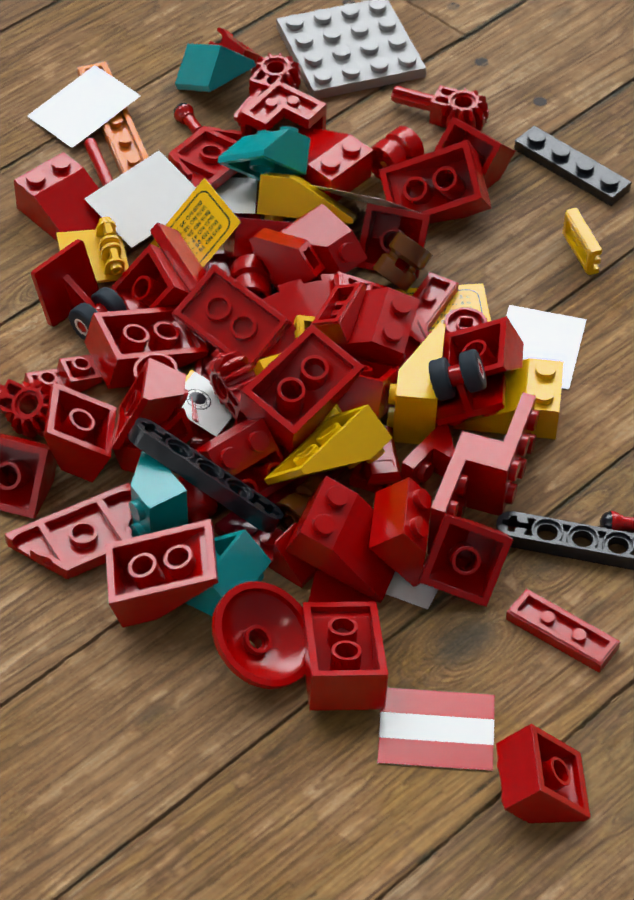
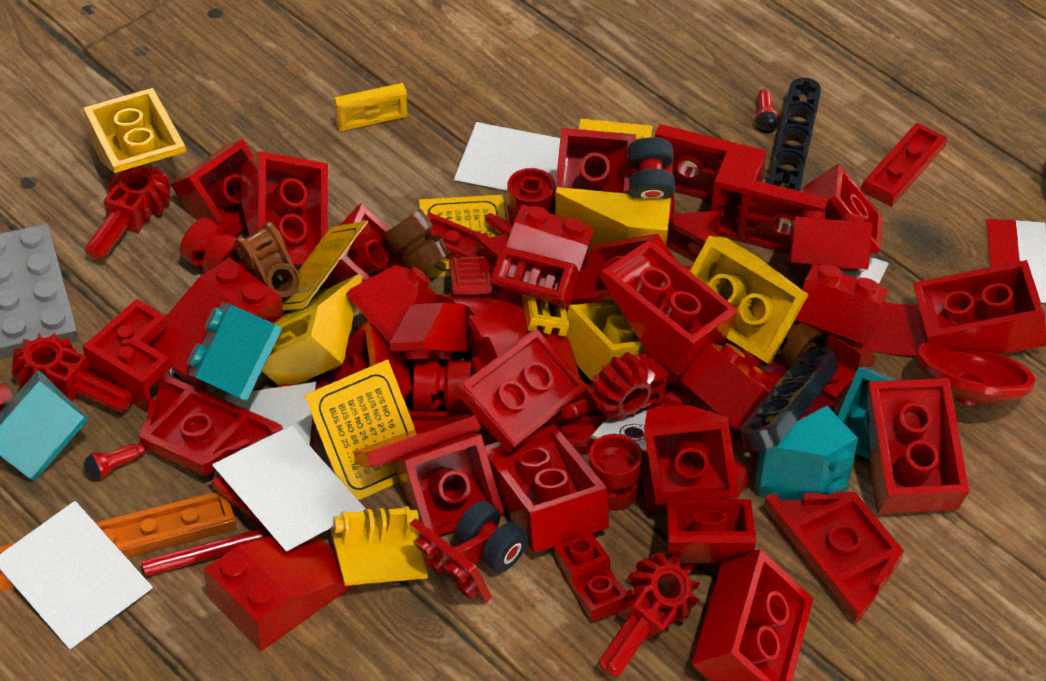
camera: 90 degrees left, 0 degrees up
(368, 172) = (266, 253): none -> dark orange piece
(513, 92) = (132, 131): none -> yellow slope
(572, 165) = (236, 112): plate -> none

